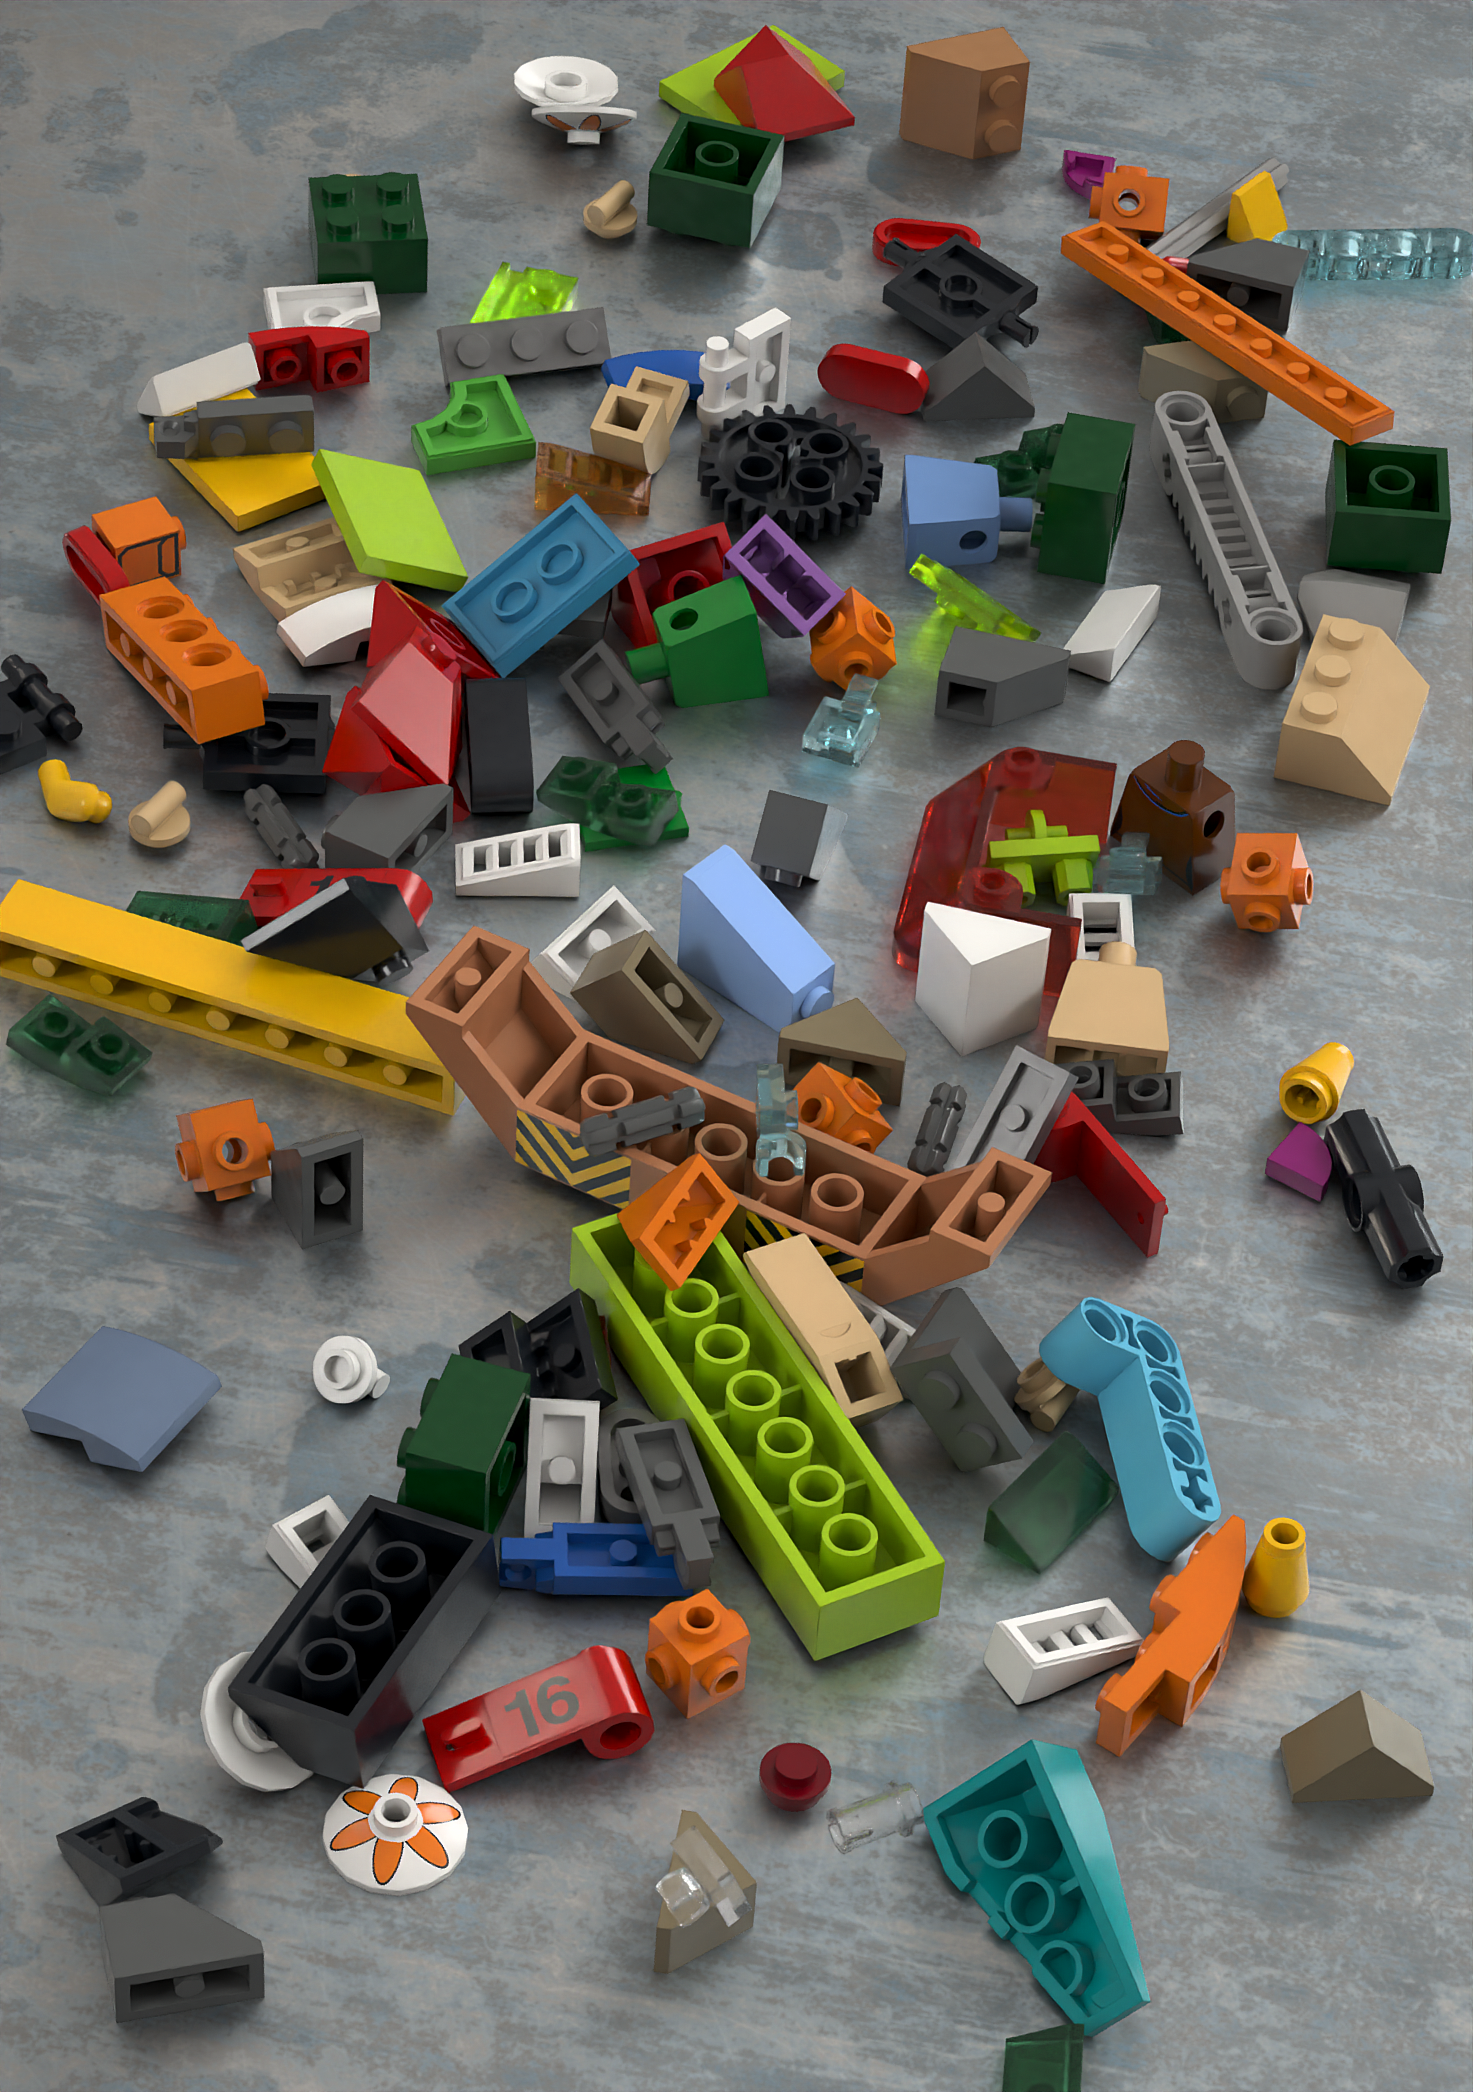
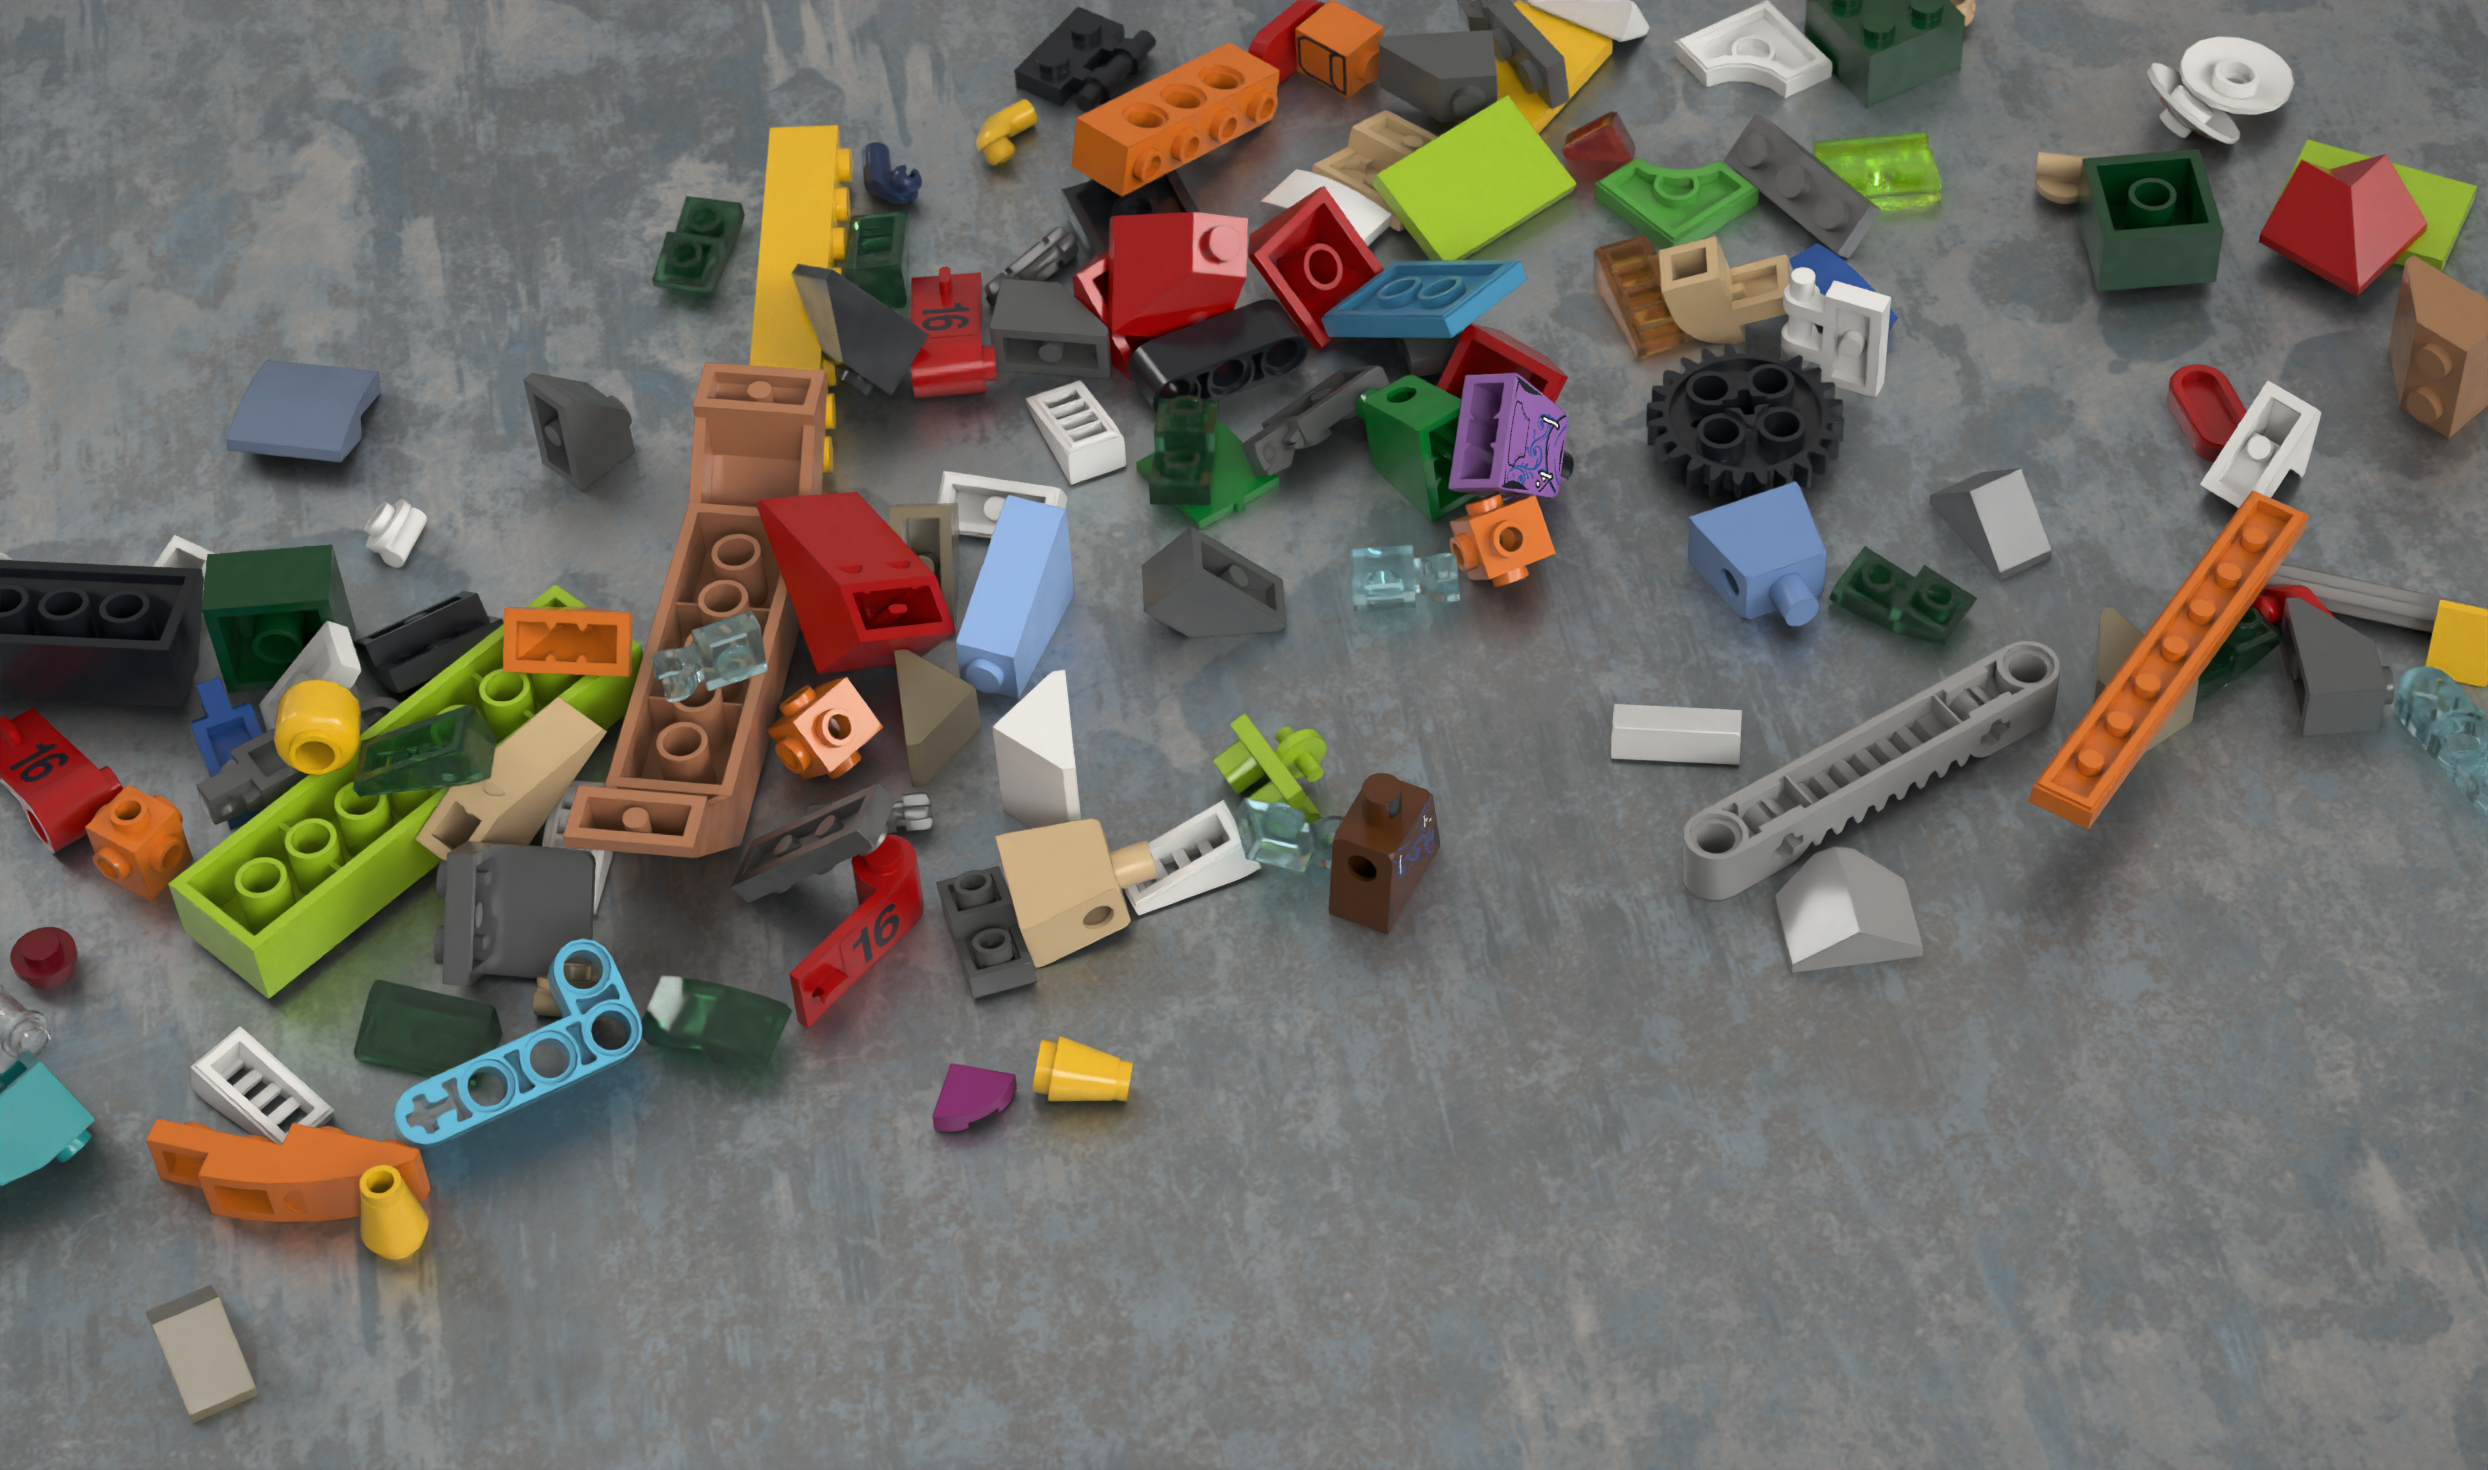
camera: 75 degrees right, 5 degrees up
(98, 885) = (882, 181): none -> dark blue arm
(162, 818) = (998, 191): tan plate -> none
(202, 1142) = (596, 352): orange brick -> none
(248, 482) = (1441, 73): none -> dark grey slope
(320, 354) = (1677, 51): red slope -> none
(379, 434) = (1600, 141): none -> clear red slope
(642, 1121) = (689, 578): dark grey axle -> none
(694, 1429) = (317, 726): none -> yellow head
(699, 1023) = (853, 582): none -> red slope
(773, 1311) = (447, 749): none -> clear green slope
(873, 378) = (1937, 435): red tile -> none
(953, 835) = (1200, 721): clear red windscreen -> none
(959, 292) = (2125, 455): black plate -> none
(964, 598) = (1624, 609): clear neon green plate -> none
(998, 678) = (1527, 660): dark grey slope -> none
(1011, 218) = (2265, 446): none -> white slope
(1082, 497) = (1823, 632): dark green brick -> none
(1085, 170) = (2438, 500): magenta tile -> none
(1134, 186) = (2371, 534): orange brick -> none
(1157, 1281) = (714, 1017): none -> clear green slope
(1267, 881) = (1327, 945): orange brick -> none
(1351, 713) = (1654, 946): tan slope -> none
(1383, 1199) = (934, 1166): black piece -> none
(1387, 507) = (1996, 878): dark green brick -> none

